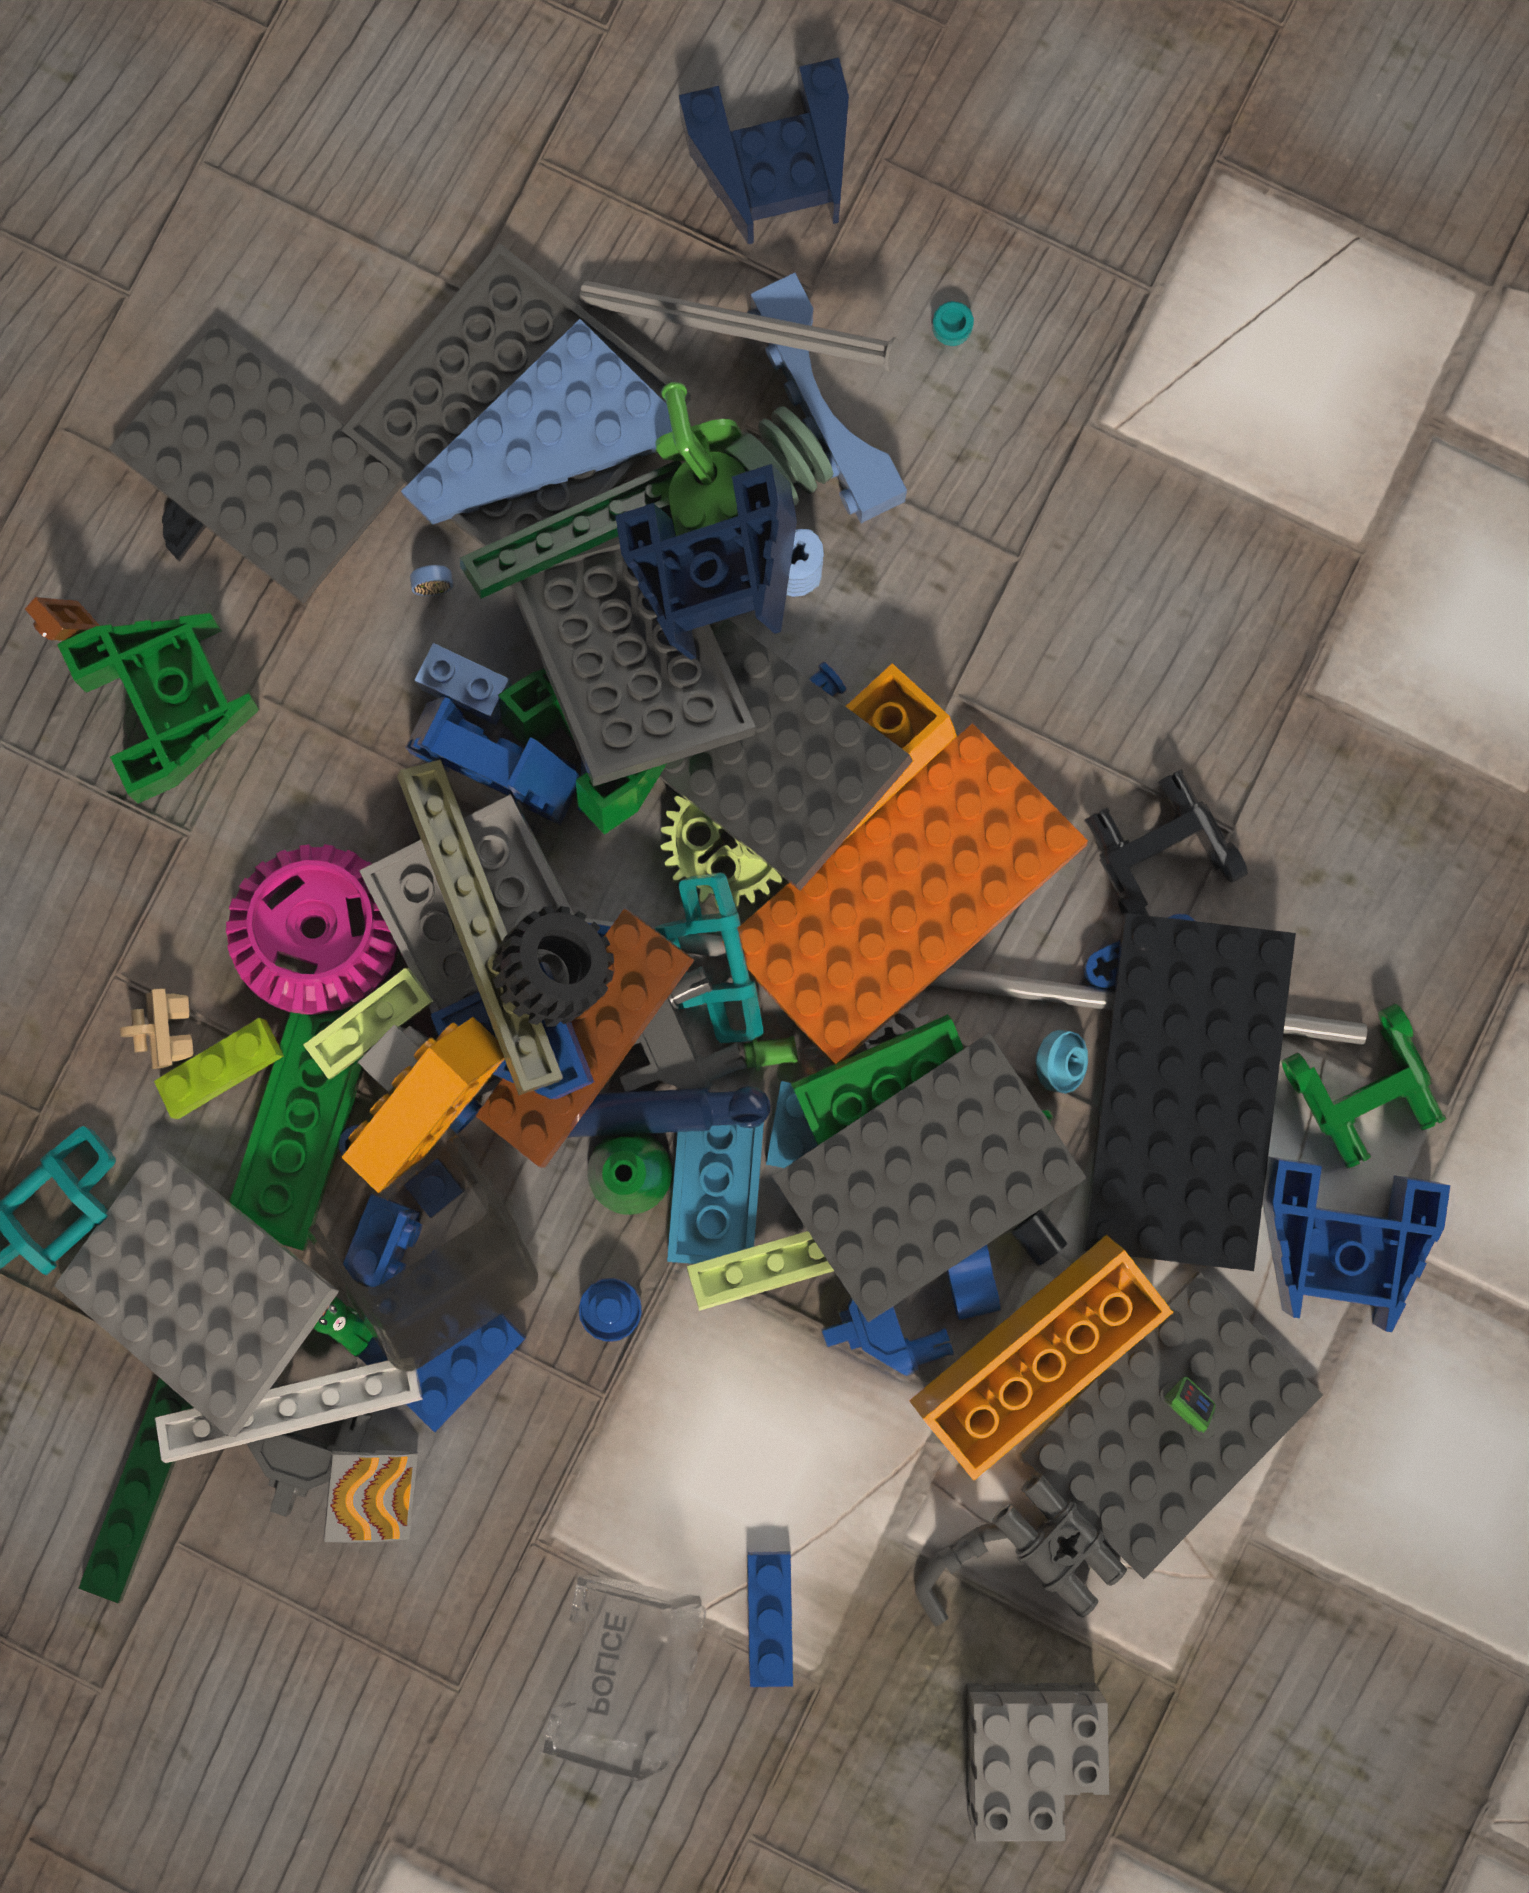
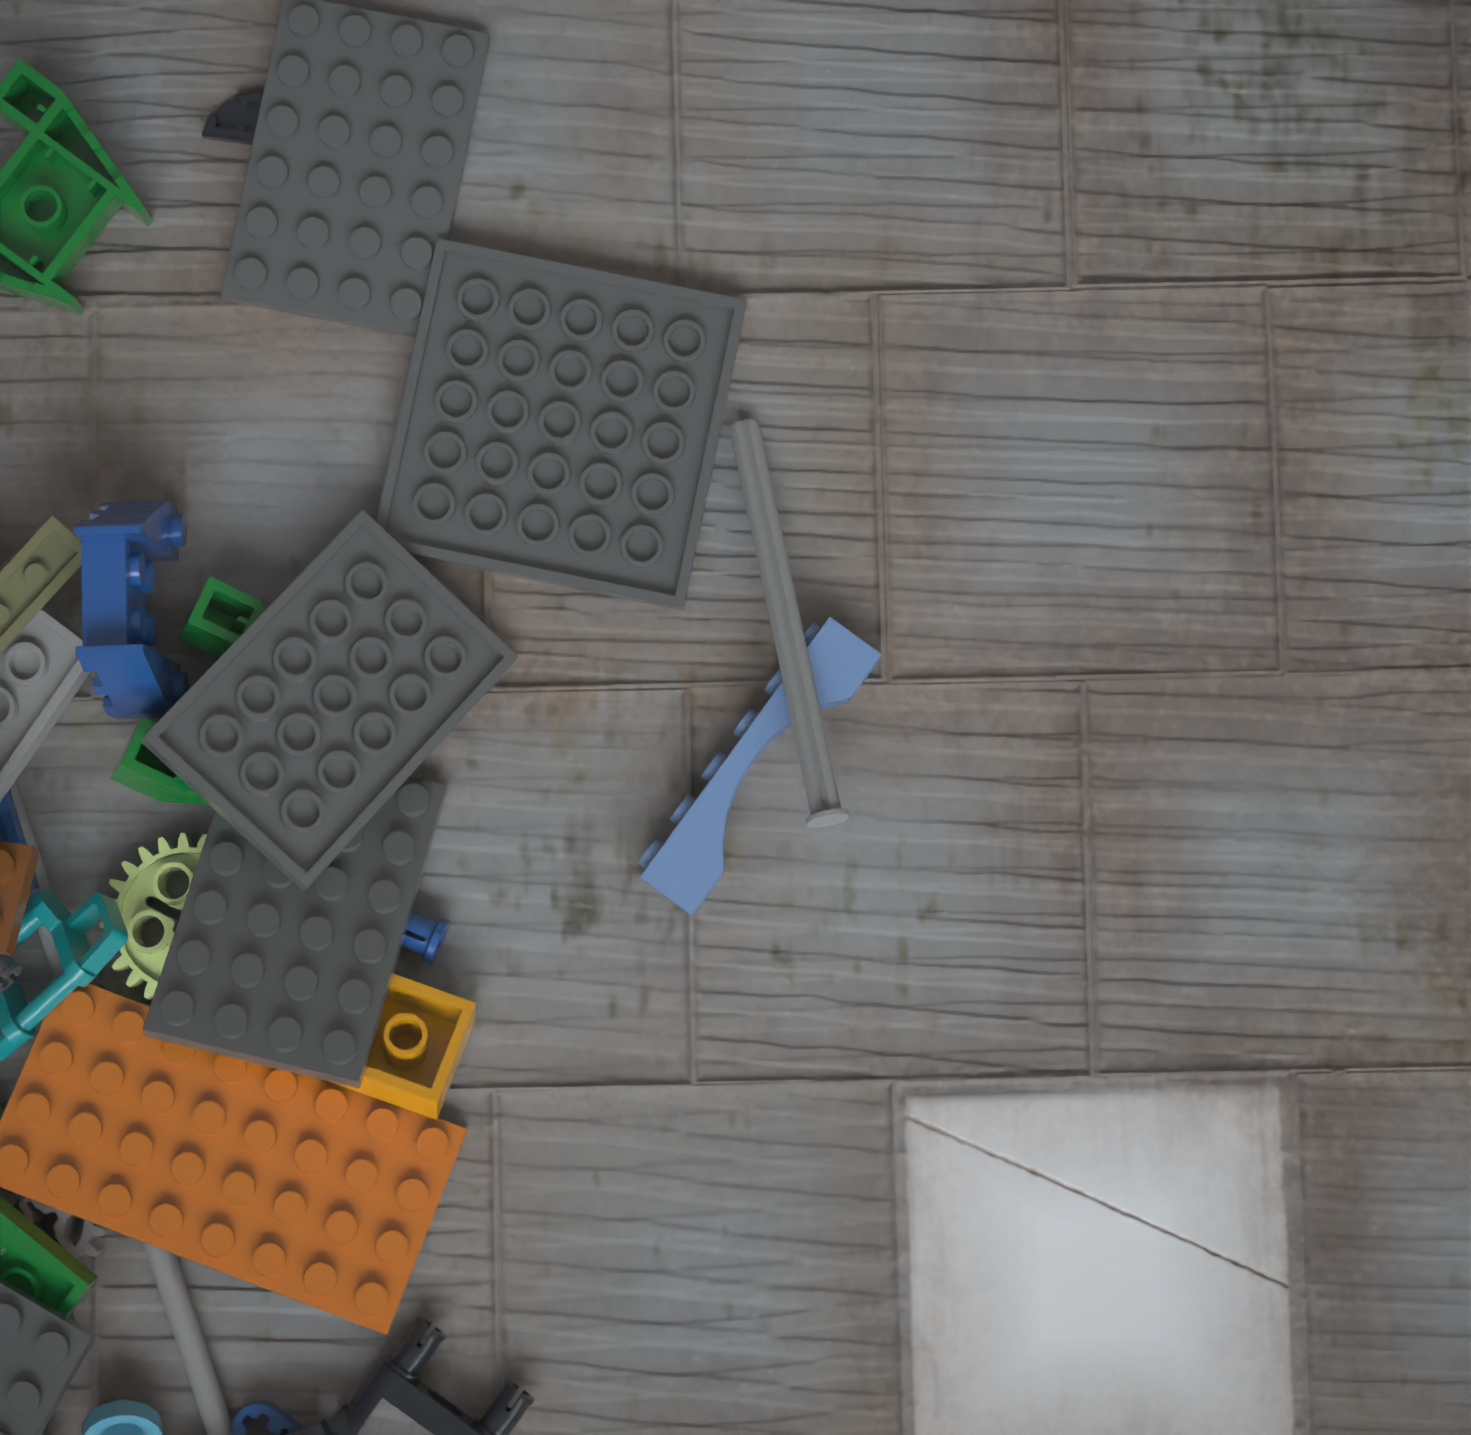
camera: 65 degrees right, 0 degrees up
(59, 618) = (56, 51): dark orange plate -> none
(431, 580) = (318, 429): medium blue tile -> none
(462, 681) = (215, 528): light blue brick -> none
(558, 420) = (566, 473): medium blue wing -> none
(563, 533) = (453, 566): dark green plate -> none
(703, 450) = (556, 699): bright green plate -> none
(719, 567) = (463, 751): dark blue wedge -> none
(775, 163) = (1010, 565): dark blue wedge -> none
(789, 448) = (647, 752): sand green wheel -> none
(805, 563) = (526, 816): light blue piece -> none
(952, 323) = (930, 864): teal tile -> none

